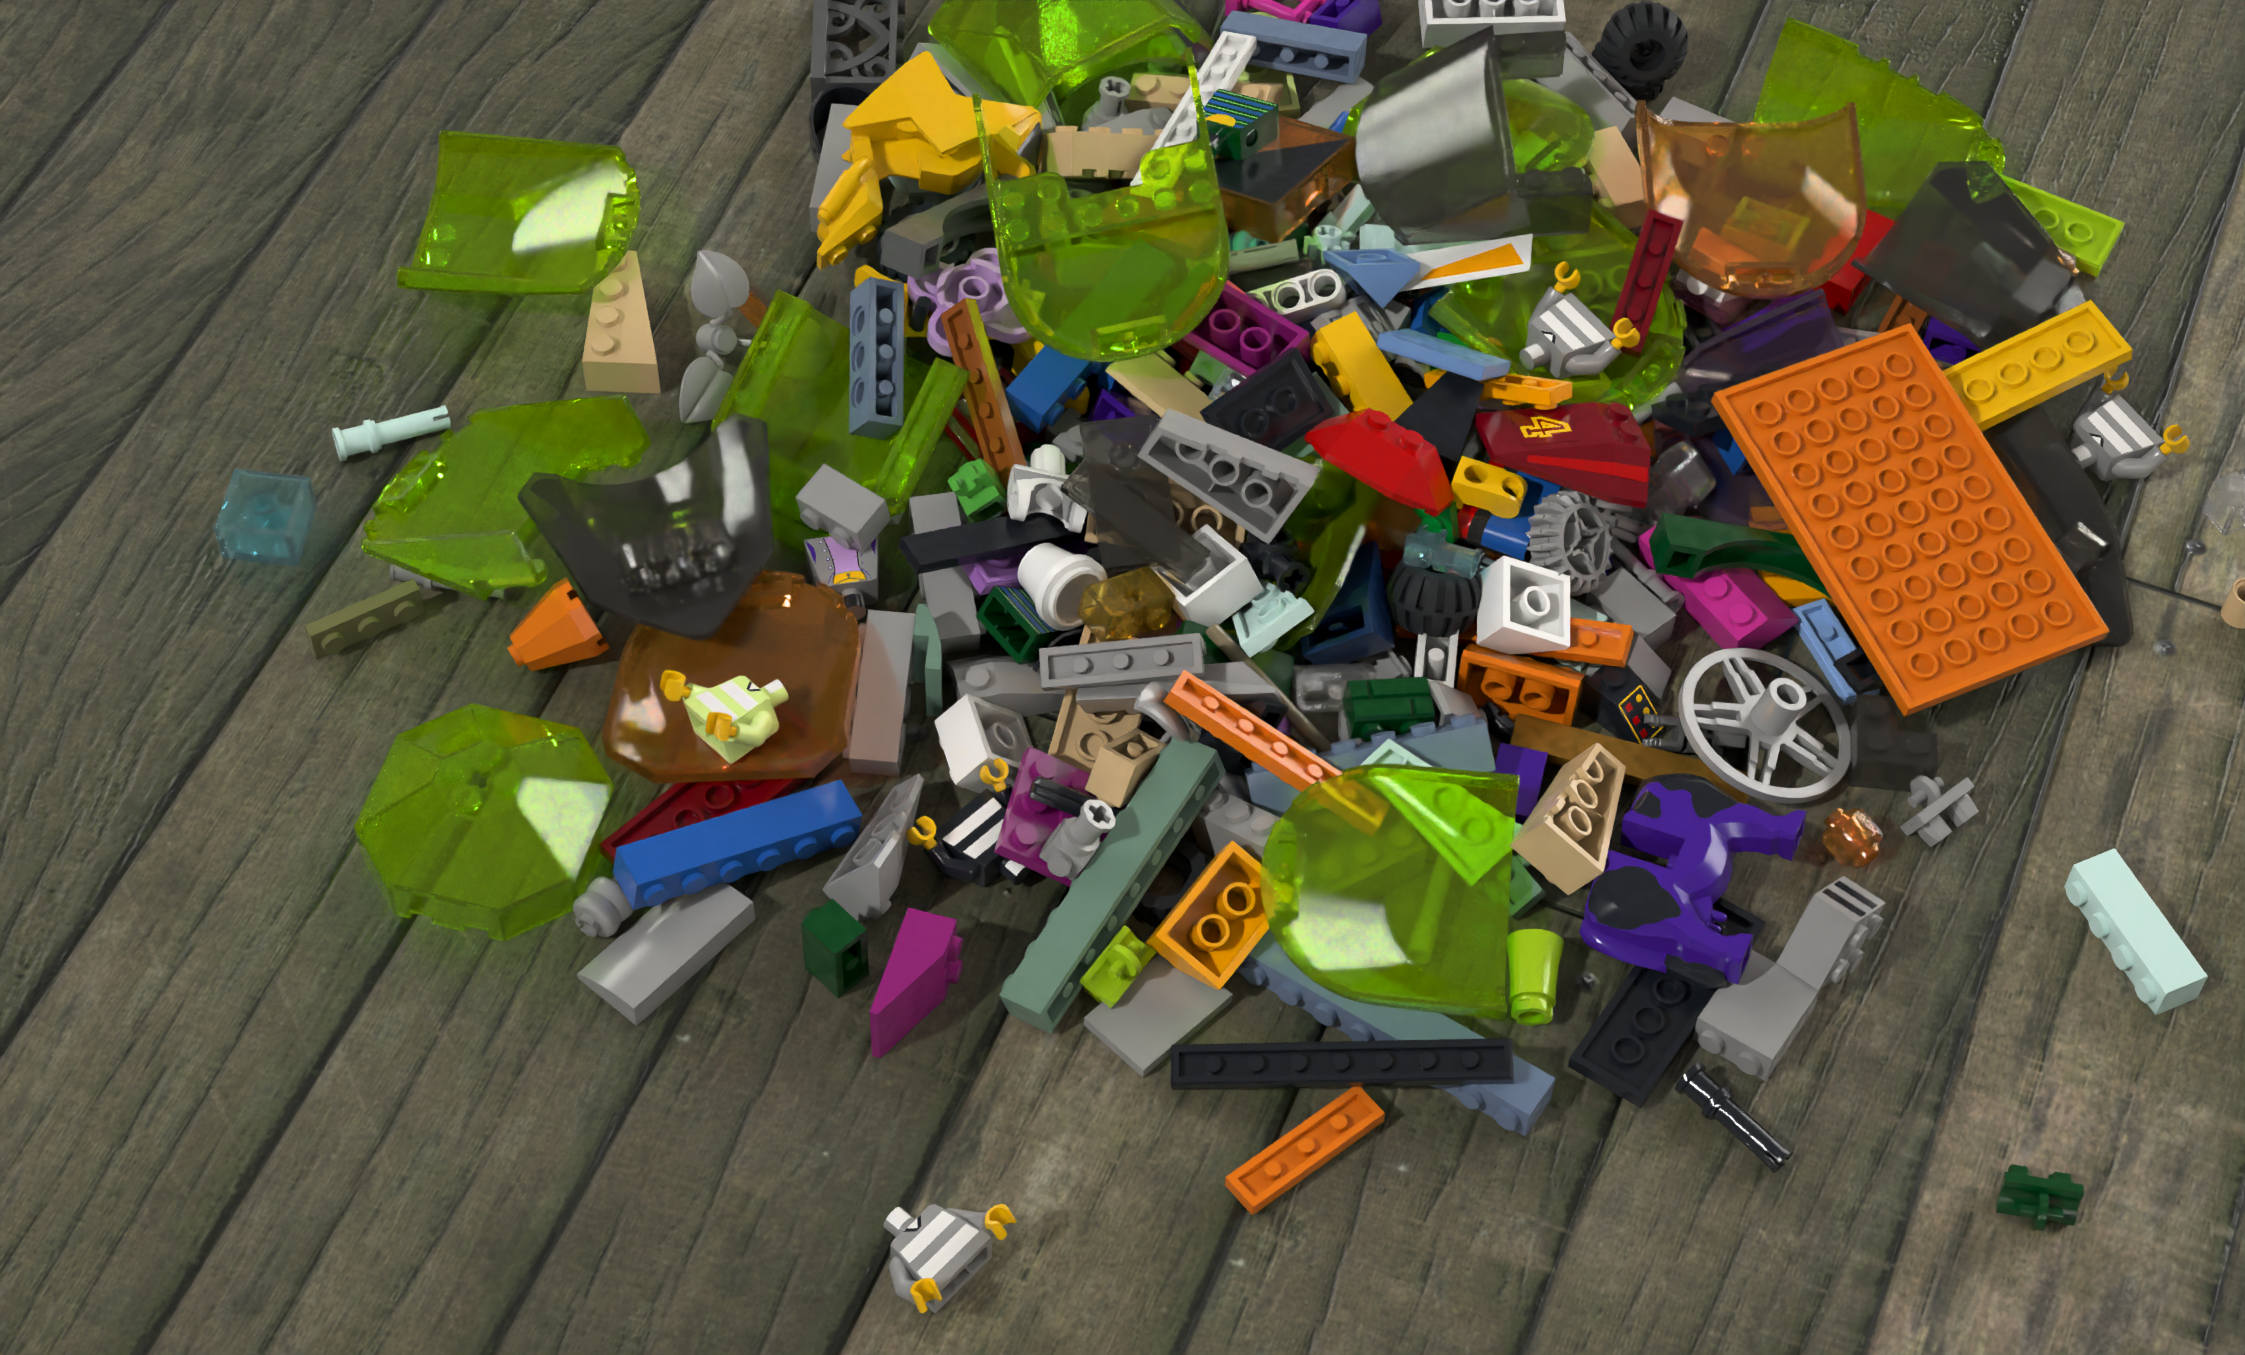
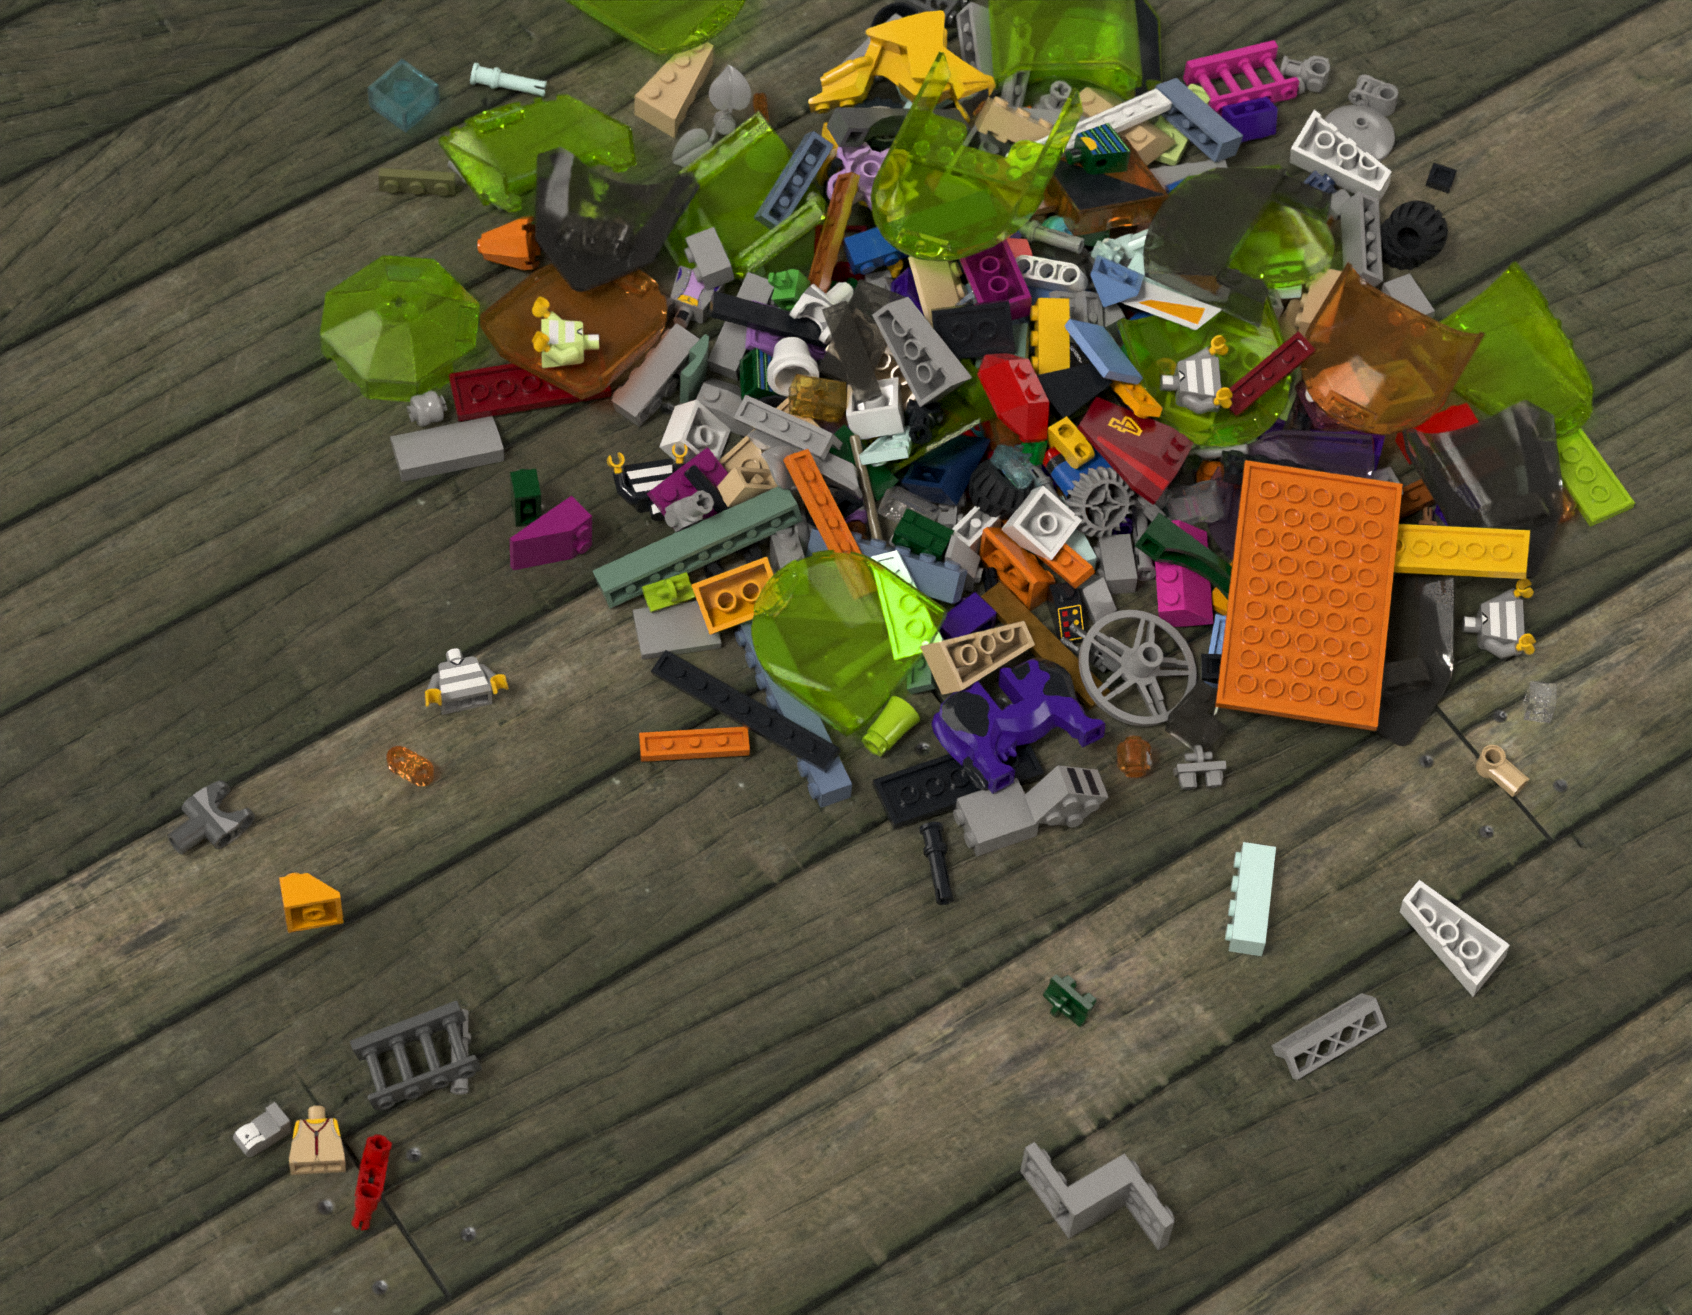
camera: 30 degrees right, 5 degrees up
(736, 844) = (517, 413): blue brick -> none
(877, 857) = (583, 465): light grey wedge -> none

